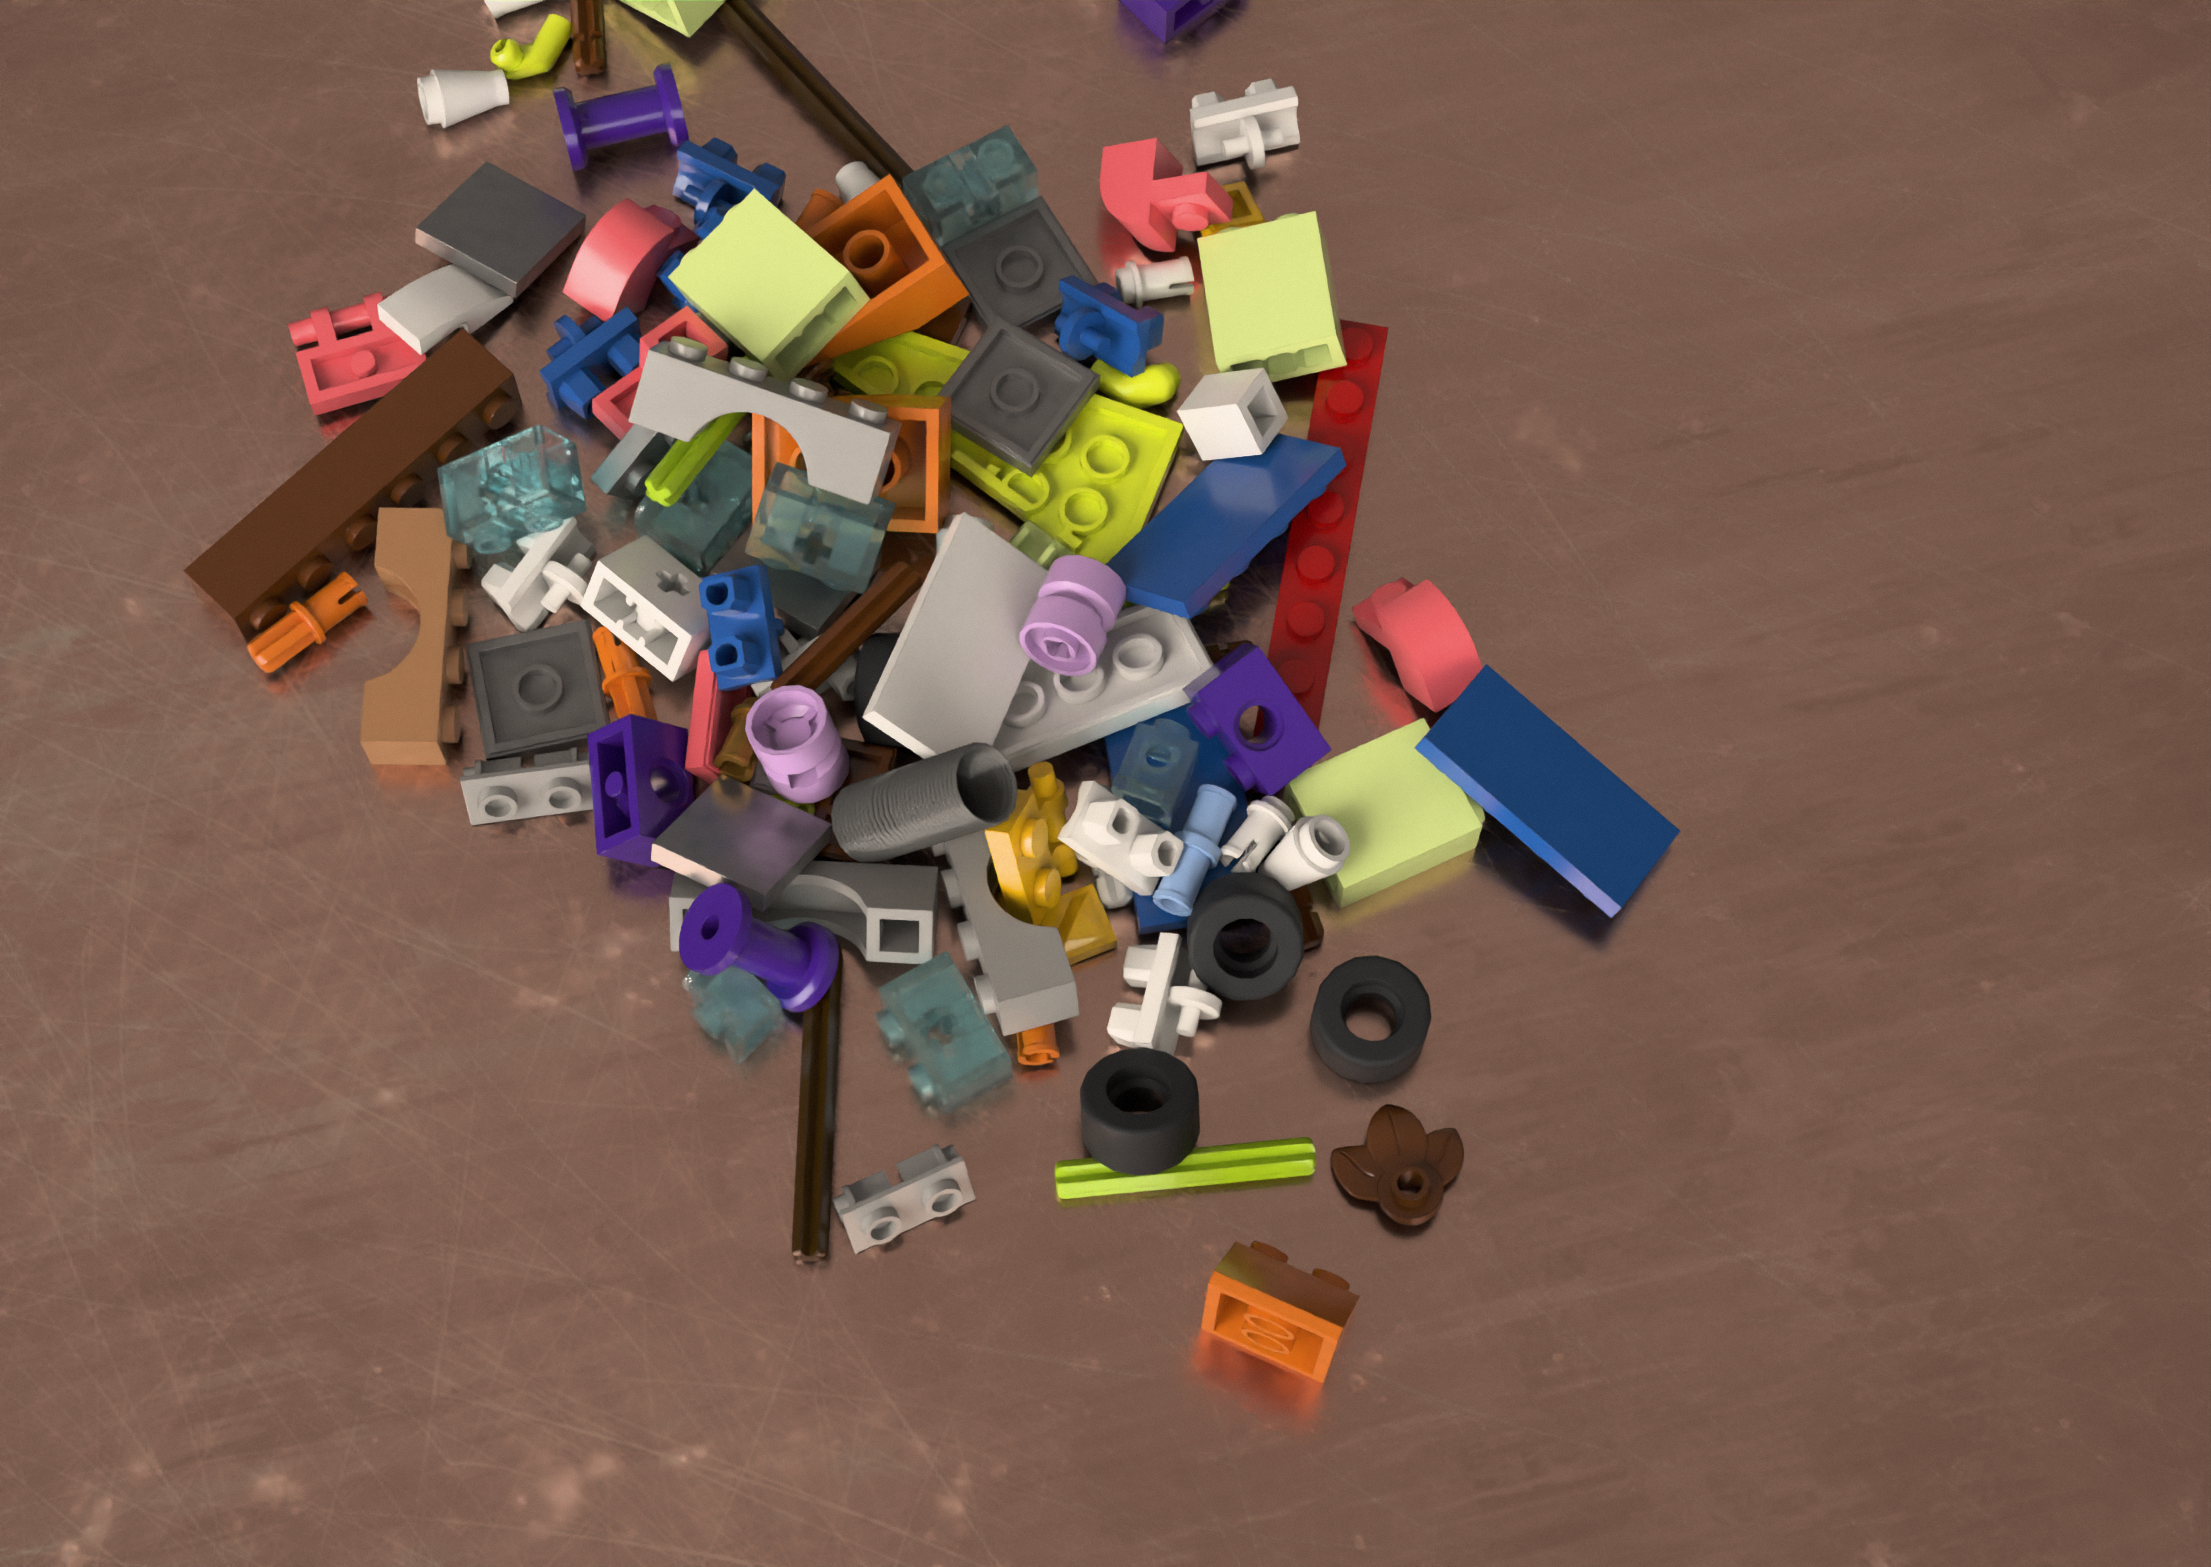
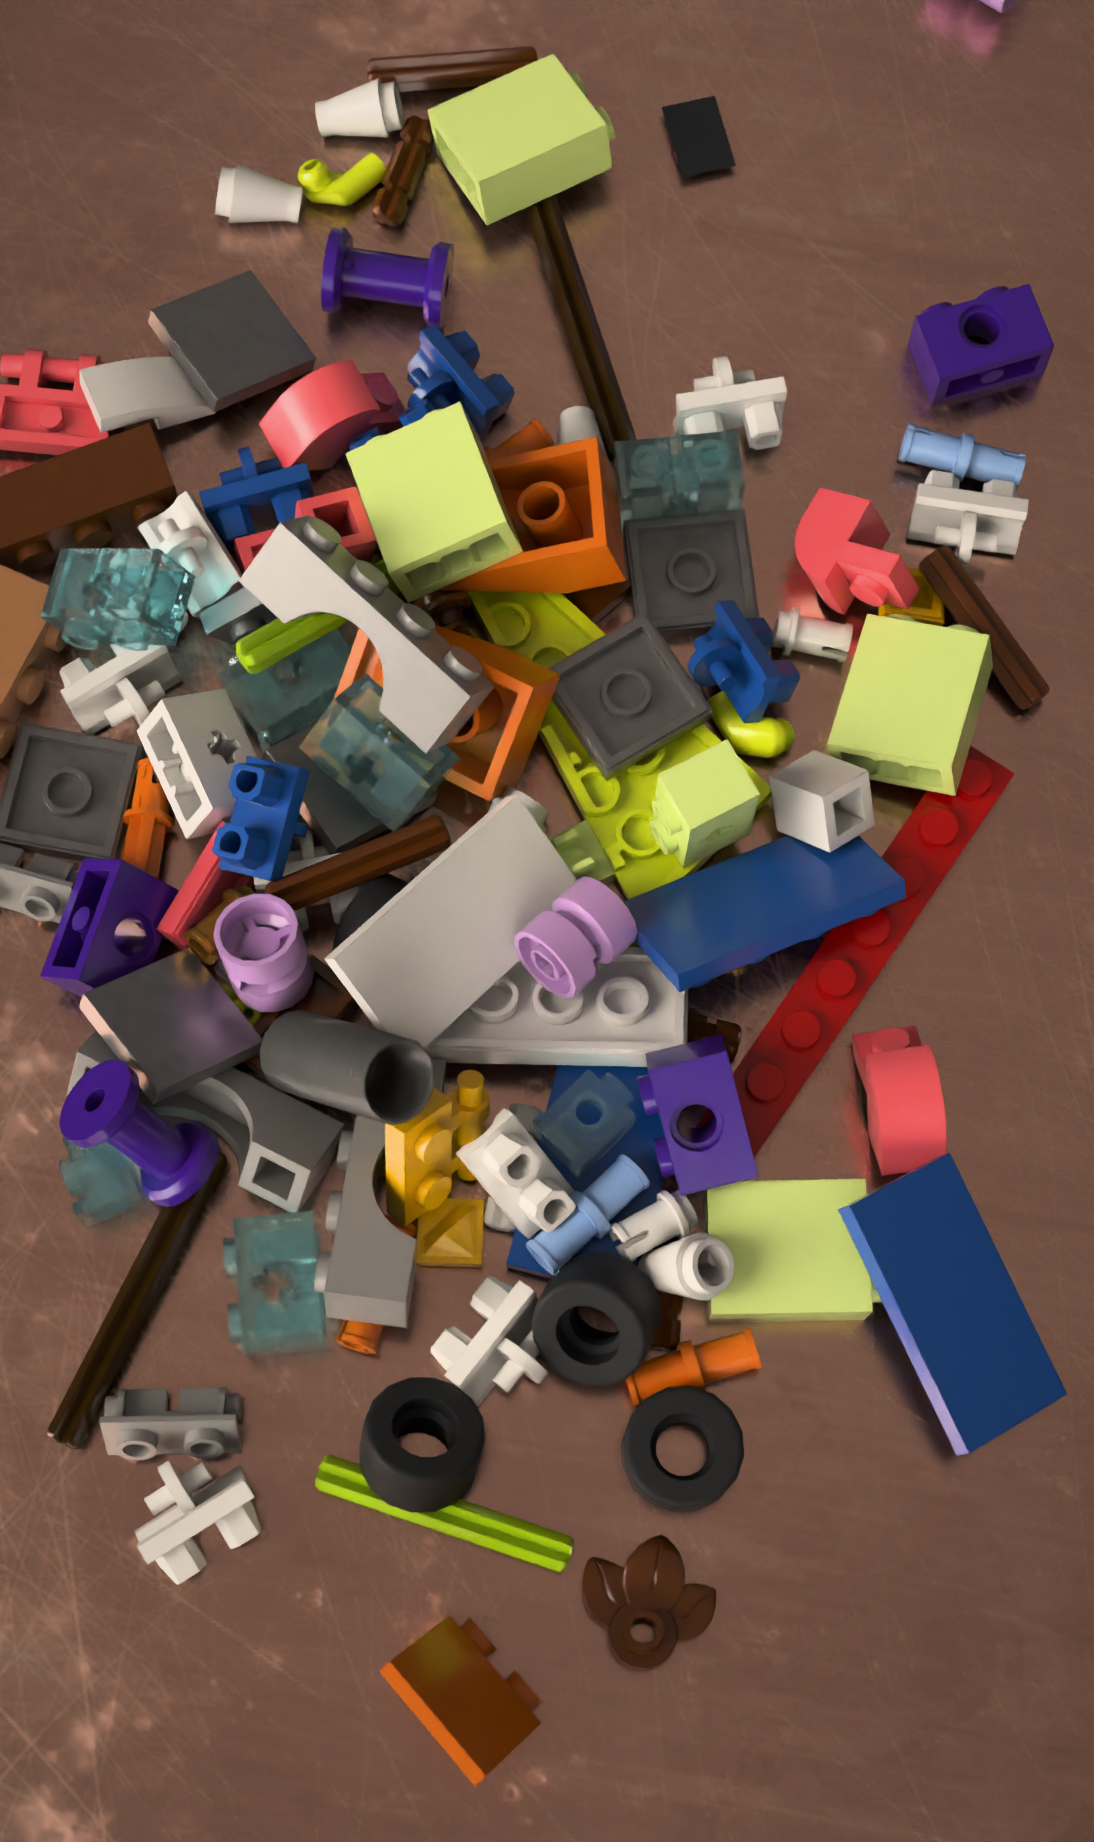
camera: 25 degrees right, 5 degrees up
(544, 406) = (194, 544): none -> white hips
(983, 1242) = (171, 1534): none -> white hips
(988, 105) = (731, 402): none -> white hips
(1134, 453) = (703, 804): none -> yellowish green brick
(1212, 74) = (960, 455): none -> light blue pin
(1283, 198) = (972, 609): none -> reddish brown axle
(1352, 939) = (695, 1365): none -> orange pin

